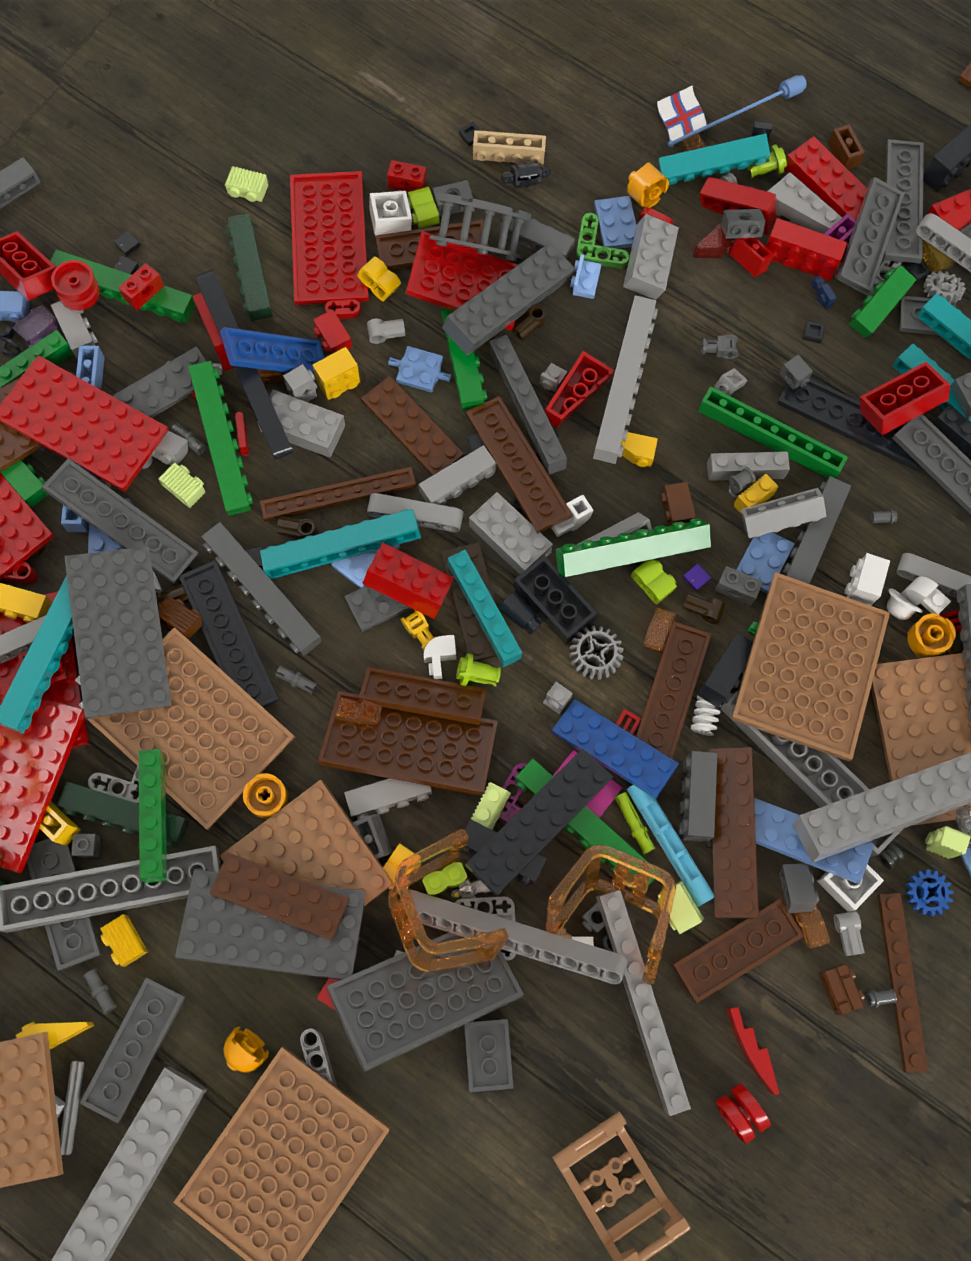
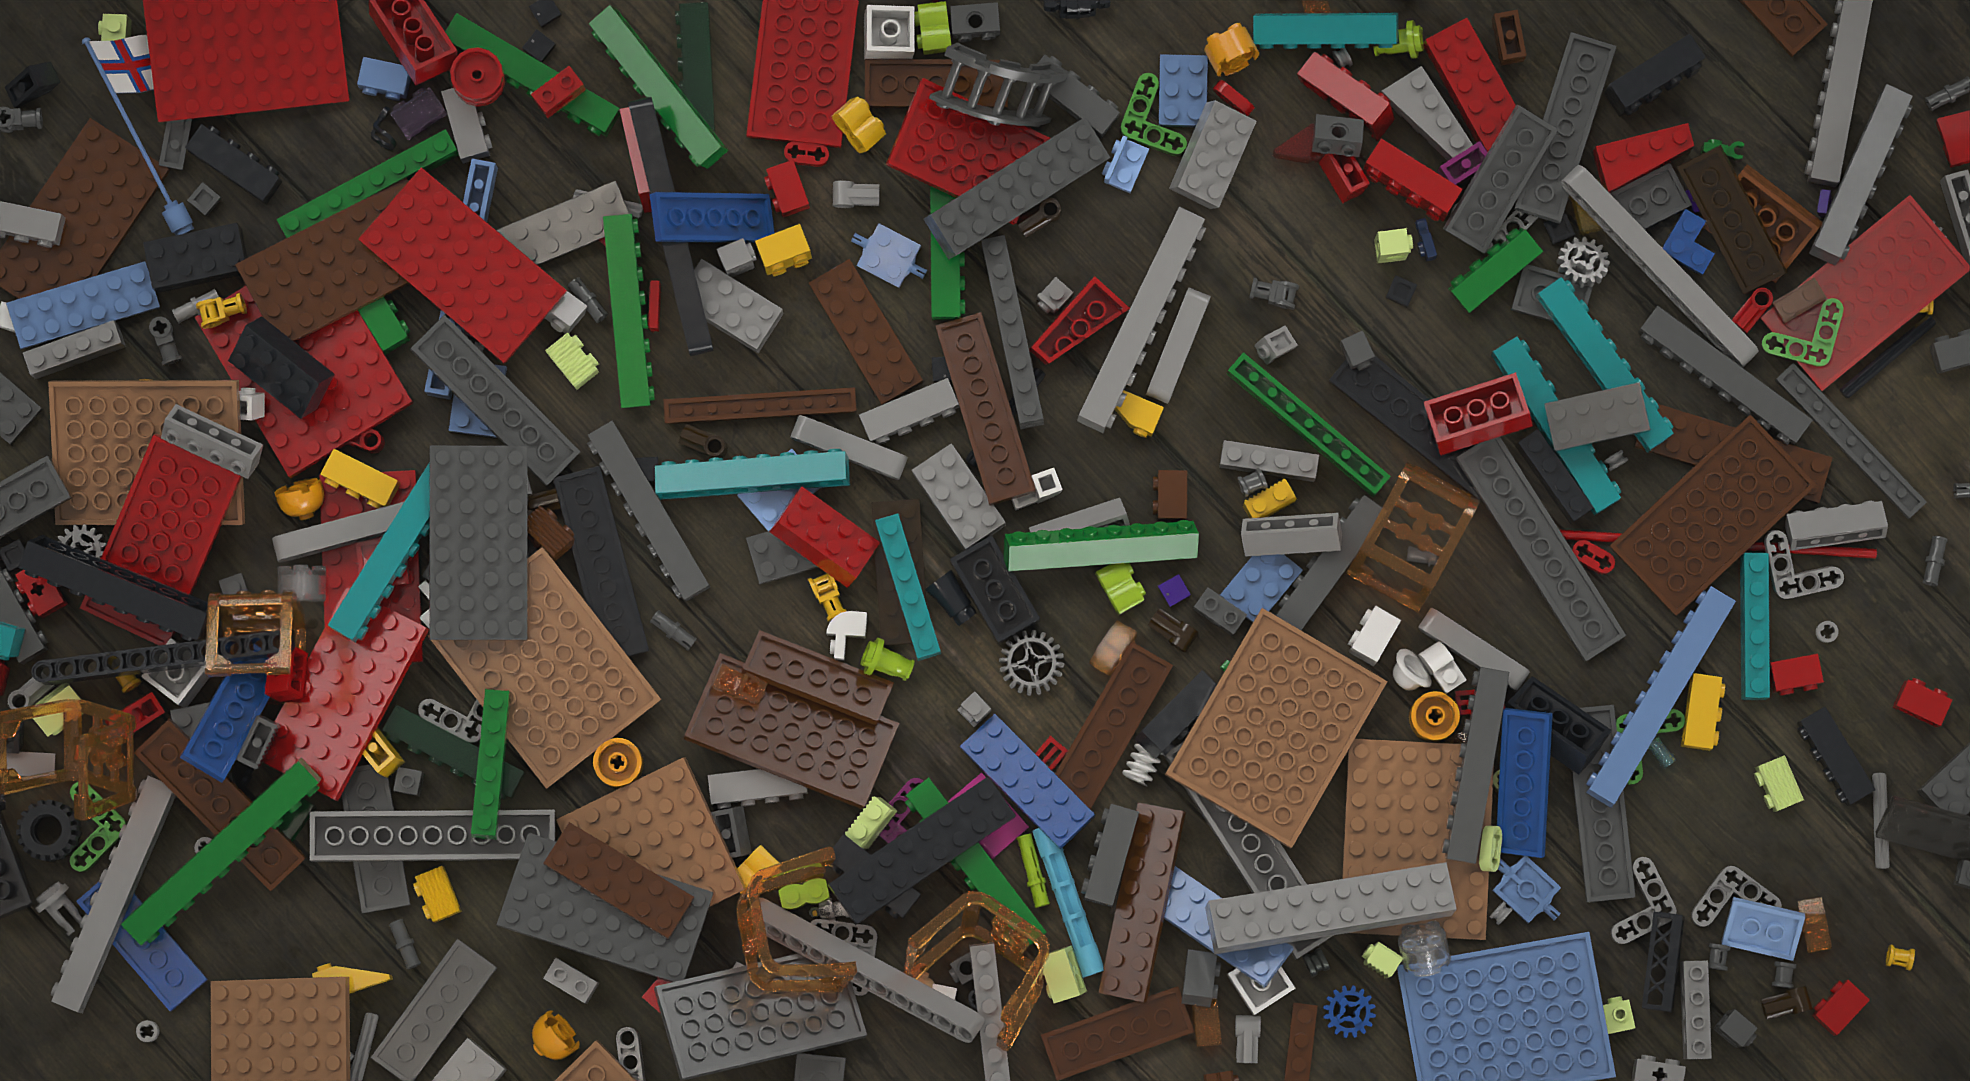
camera: 15 degrees right, 10 degrees up
(231, 282) = (655, 82): none -> green brick
(252, 996) = (571, 980): none -> light grey brick
(656, 395) = (1178, 345): none -> light grey beam
(801, 296) = (1392, 245): none -> yellowish green brick
(862, 455) = (1423, 542): none -> clear orange windscreen

